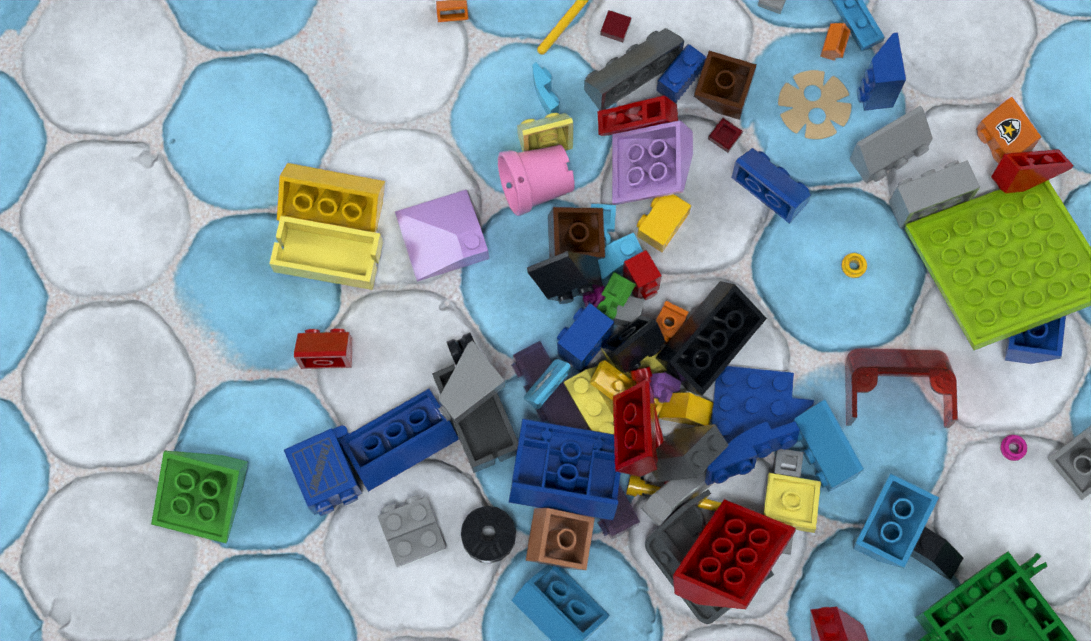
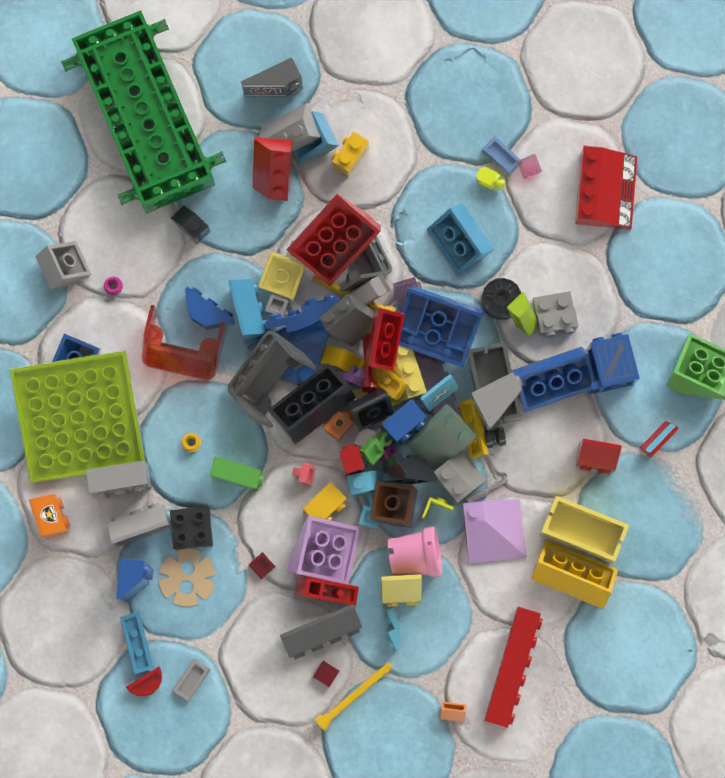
camera: 170 degrees left, 5 degrees up
(246, 391) = (658, 438): none -> red slope
(388, 77) = (512, 667): none -> red brick
(453, 514) = (523, 314): none -> lime brick
(465, 278) = (484, 492): none -> light grey piece
(490, 345) = (470, 414): none -> yellow plate
(499, 288) = (459, 477): none -> light grey slope
(518, 252) = (439, 502): none -> neon yellow bracket
(529, 330) = (442, 437): none -> sand green slope
(560, 539) = (452, 279): nougat brick -> none
(681, 73) = (284, 619): blue brick -> none
(698, 253) = (305, 473): none -> coral tile
(725, 84) = (253, 601): reddish brown slope -> none
(770, 184) = (236, 515): blue slope -> none
(787, 232) = (236, 474): none -> bright green slope
(789, 363) = (262, 372): none -> dark grey windscreen
(825, 159) = (191, 528): none -> black brick
(835, 41) = (158, 622): orange piece -> none
(882, 437) = (205, 311): none -> blue slope
(896, 522) = (212, 246): dark azure slope -> none
(1028, 169) = (40, 484): red slope -> none

